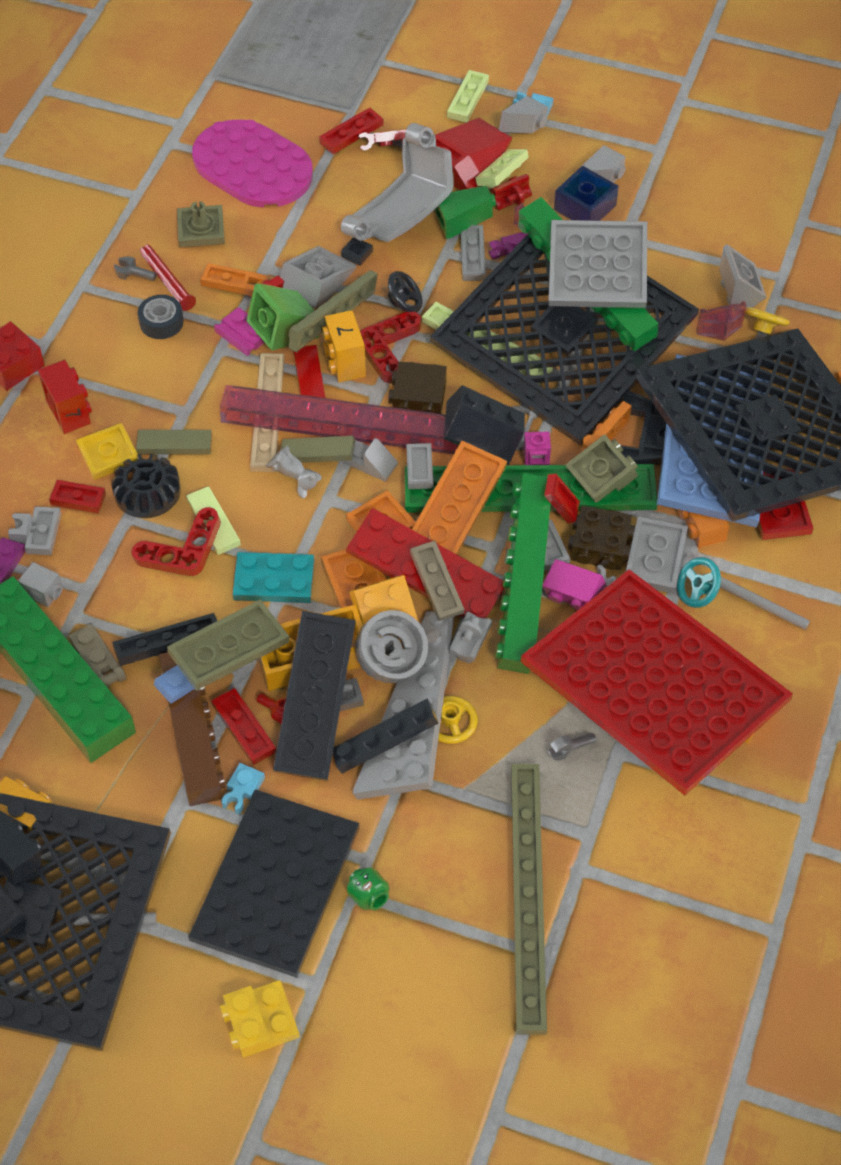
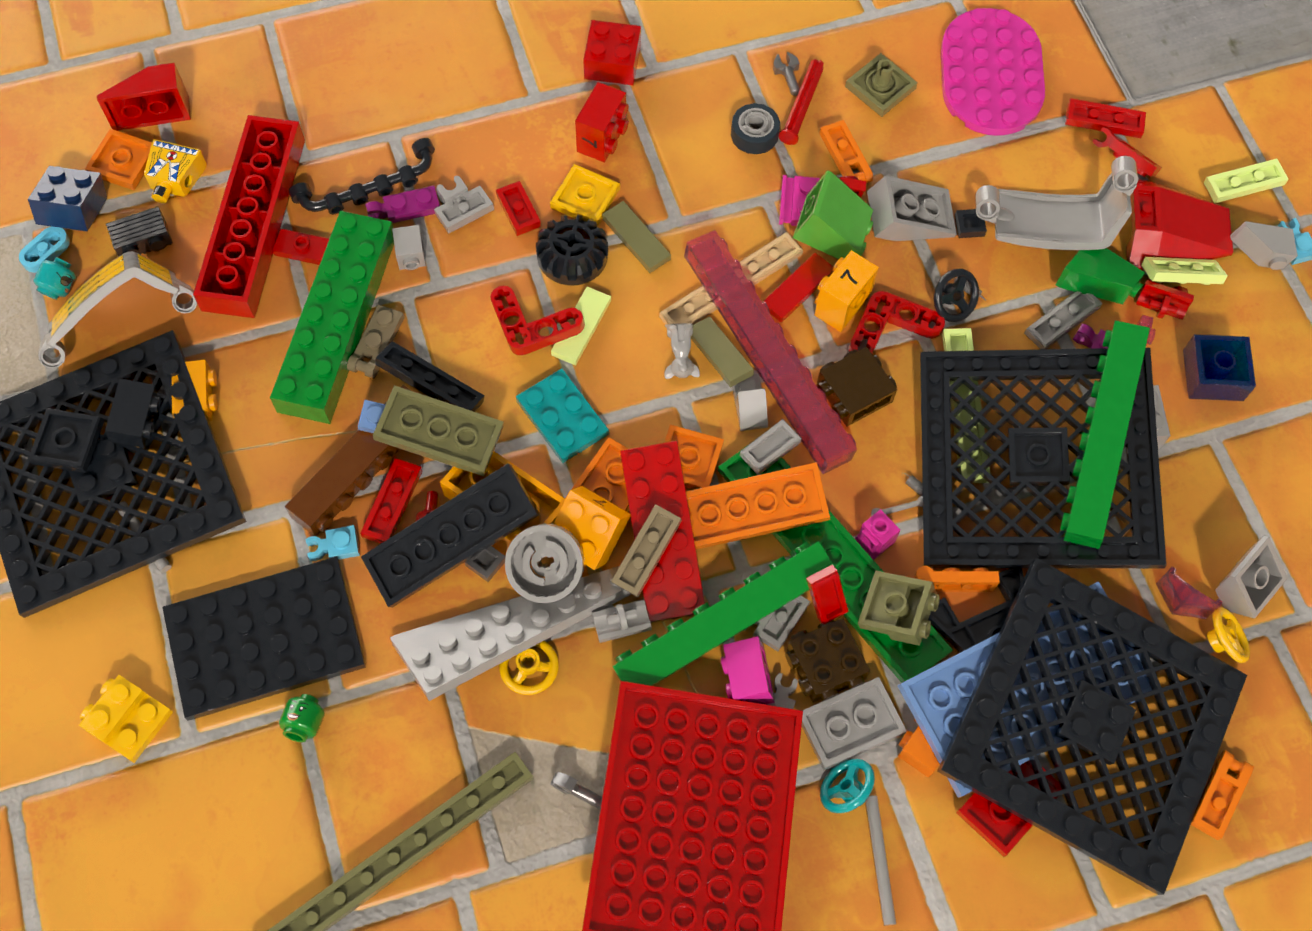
camera: 50 degrees right, 10 degrees up
(346, 300) = (879, 253): olive plate -> none
(384, 736) = (457, 623): black plate -> none
(483, 423) = (855, 468): black slope -> none
(598, 264) = (1116, 435): light grey plate -> none
(607, 163) = (1277, 357): light grey slope -> none

